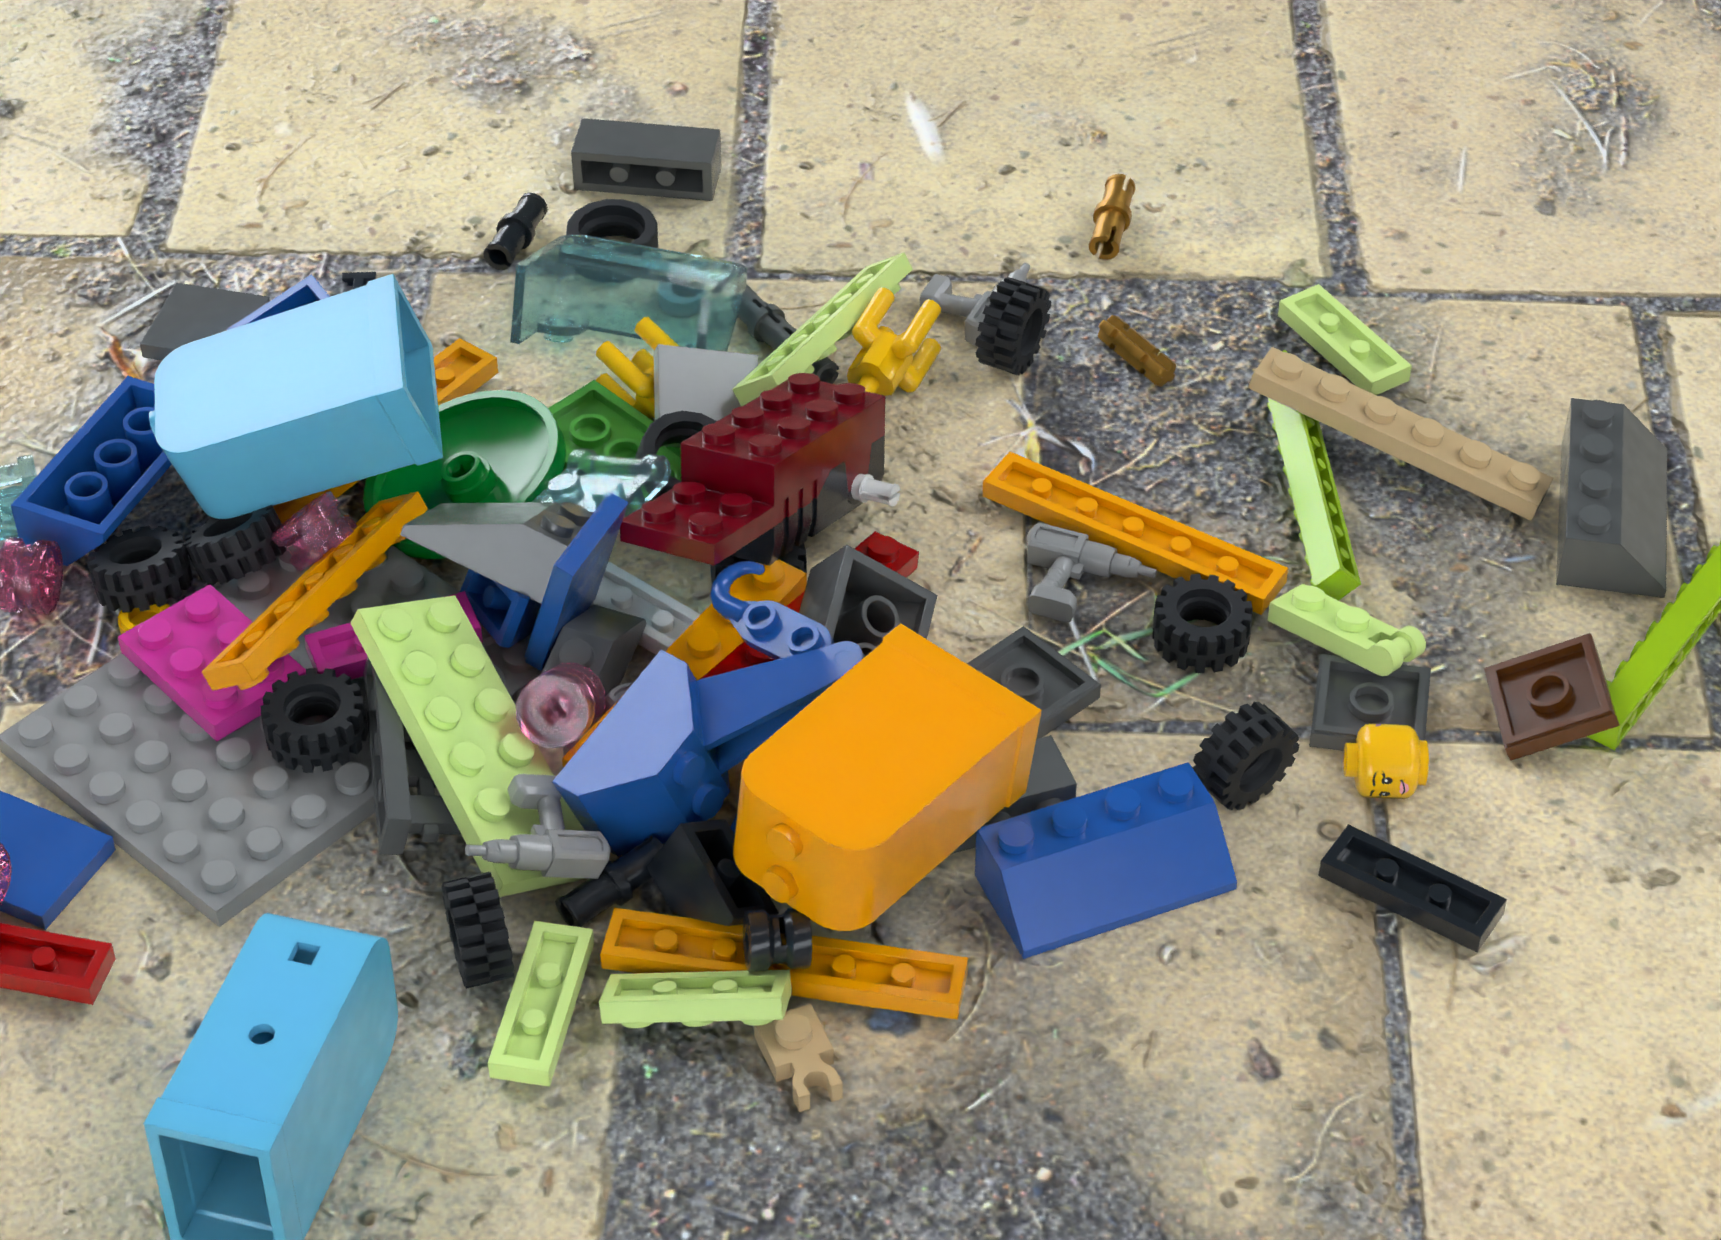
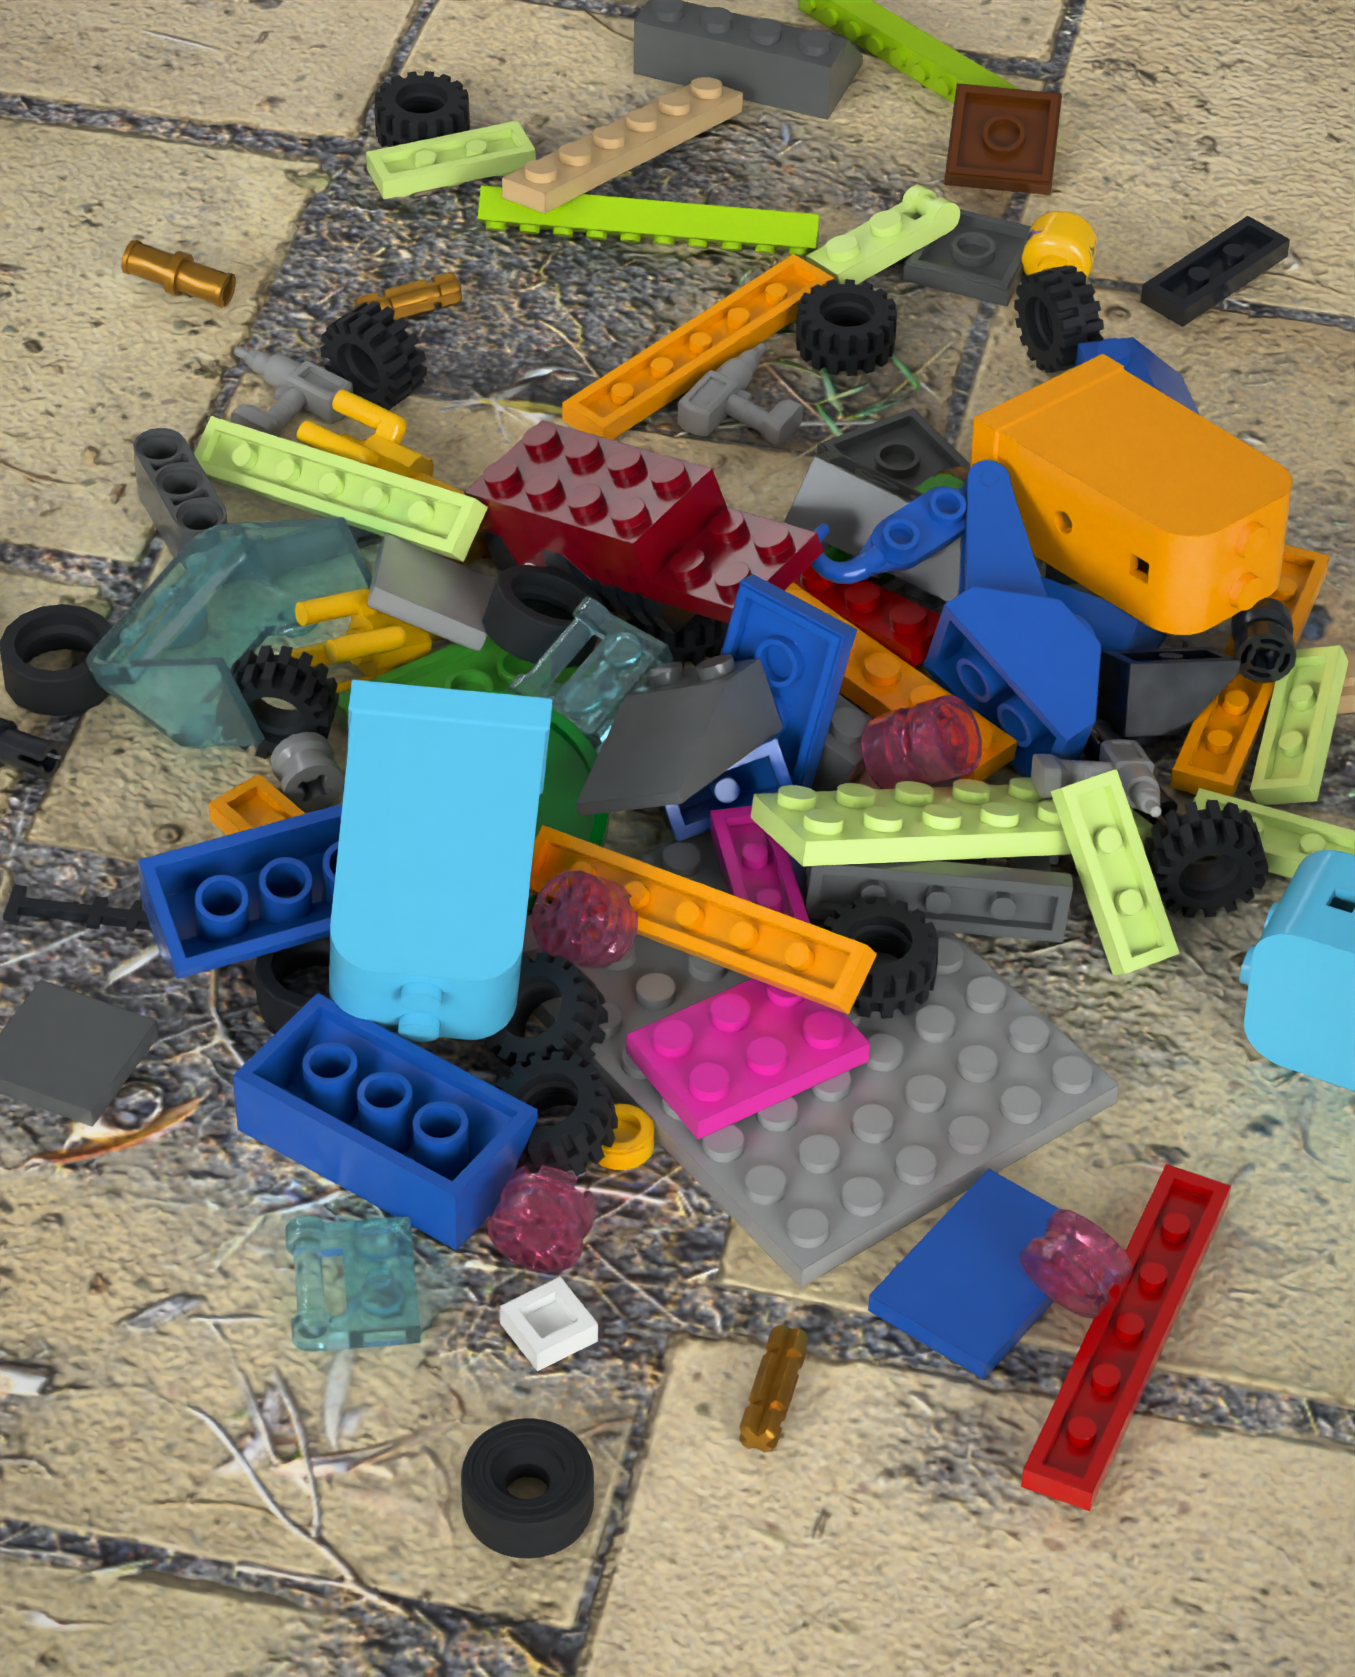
camera: 80 degrees left, 0 degrees up
(430, 856) = (1115, 872): none -> yellowish green plate
(514, 376) = (307, 771): none -> light grey wheel
(563, 345) = (290, 681): none -> black tyre
(813, 263) = (175, 488): none -> dark grey beam
(1403, 310) = (420, 108): none -> black tyre

